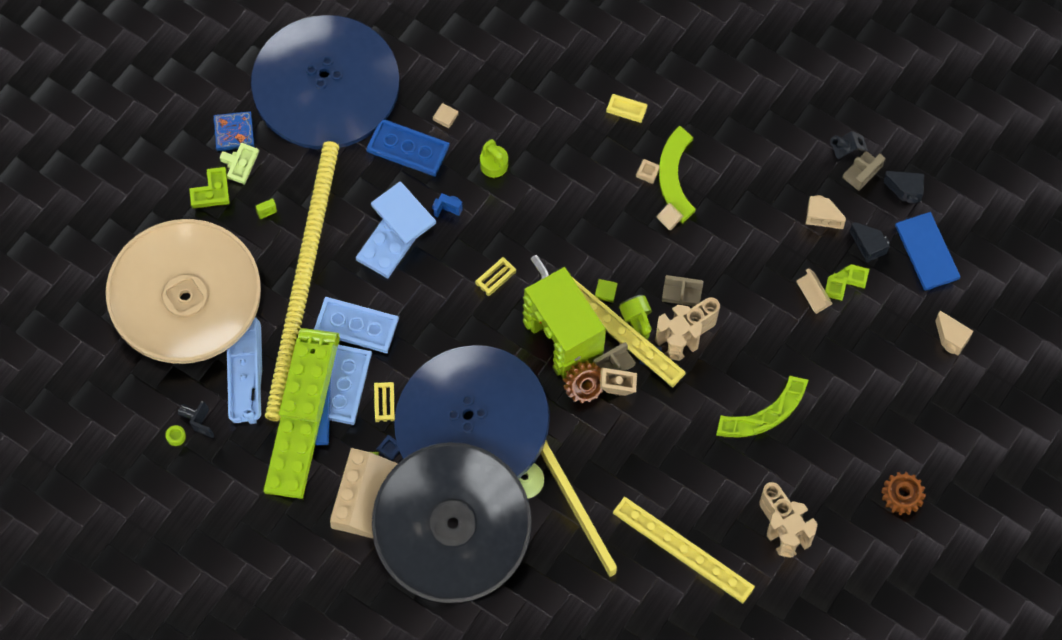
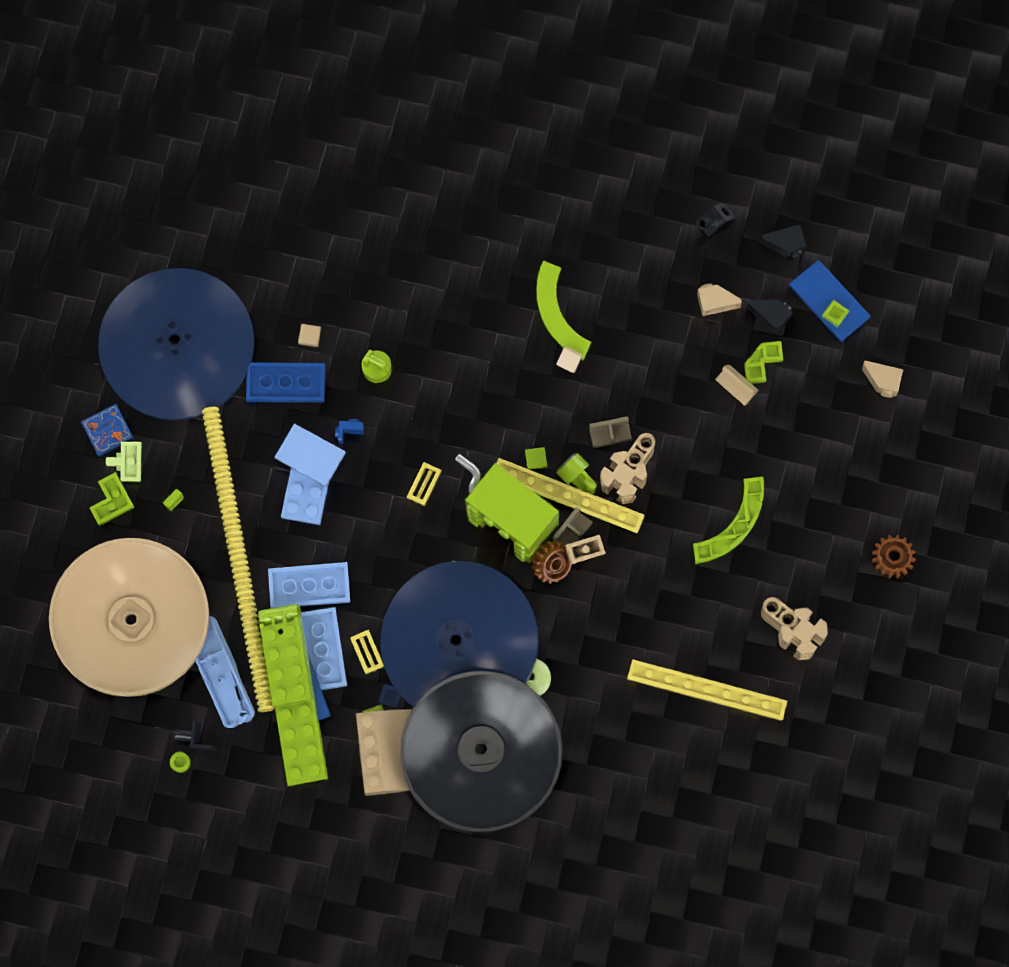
camera: 15 degrees left, 10 degrees up
(578, 510) = (592, 688): light yellow tile -> none
(626, 108) = (484, 260): light yellow tile -> none
(648, 171) = (530, 319): tan tile -> none
(863, 169) = (738, 239): dark tan panel -> none
(928, 262) = (835, 313): none -> lime tile

